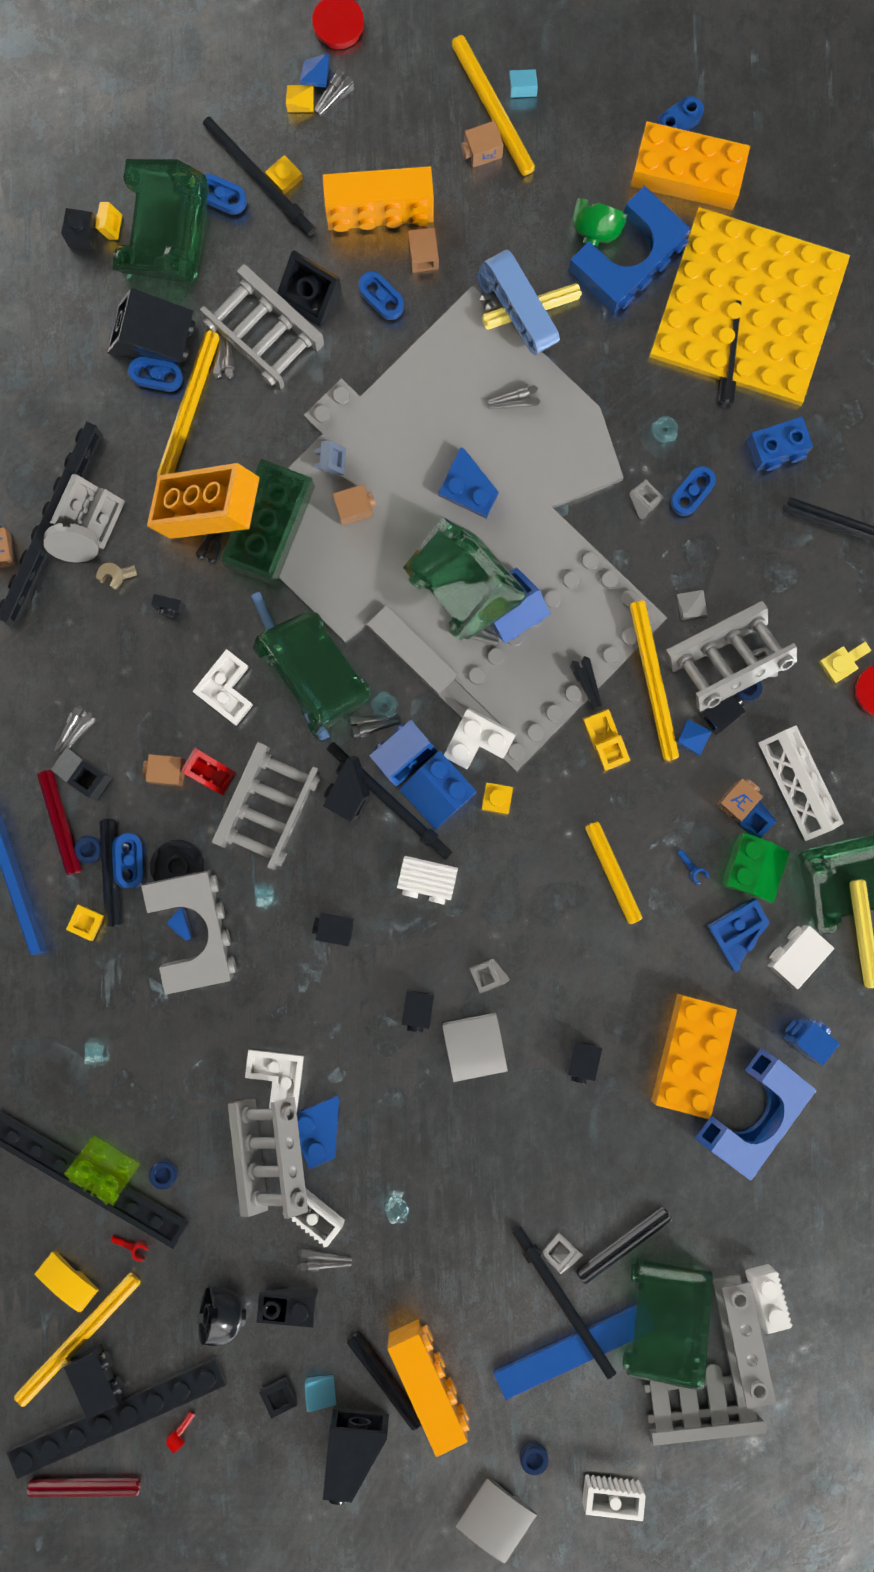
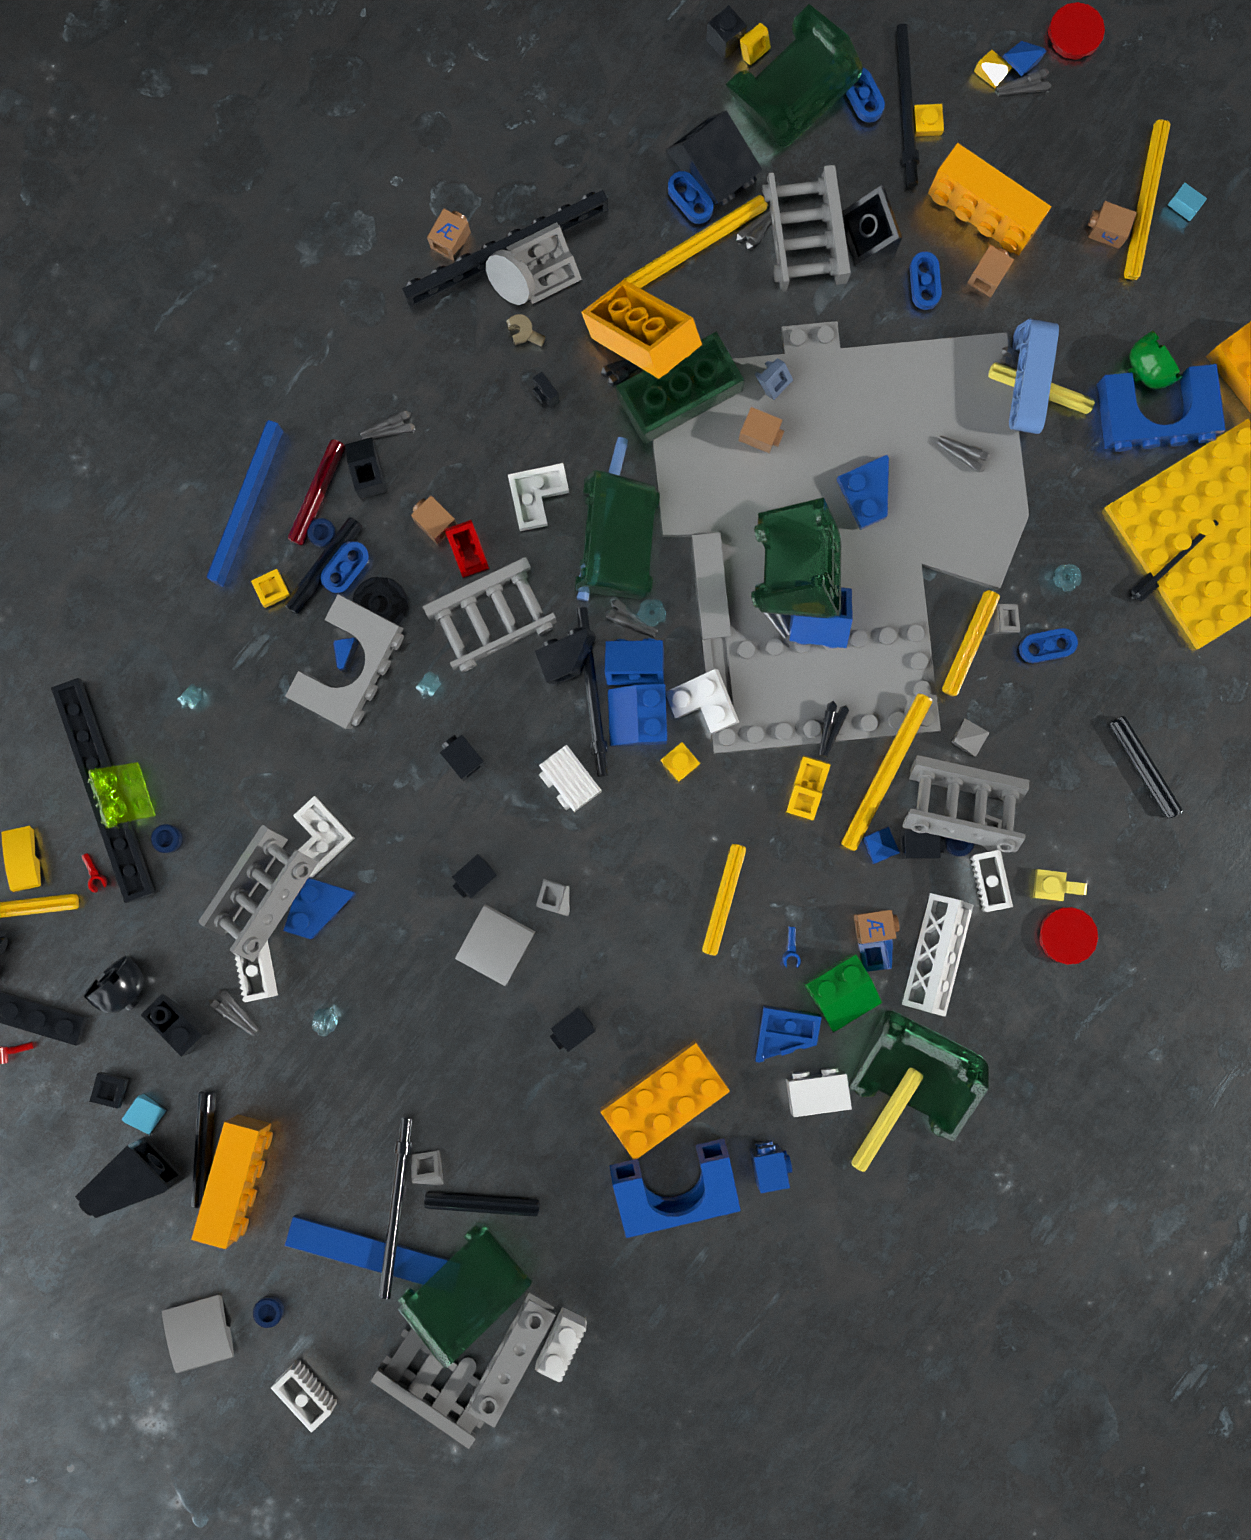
camera: 40 degrees right, 0 degrees up
(636, 535) = (970, 643): none -> yellow axle
(779, 444) = (1152, 666): blue brick -> none
(796, 697) = (991, 881): none -> white brick

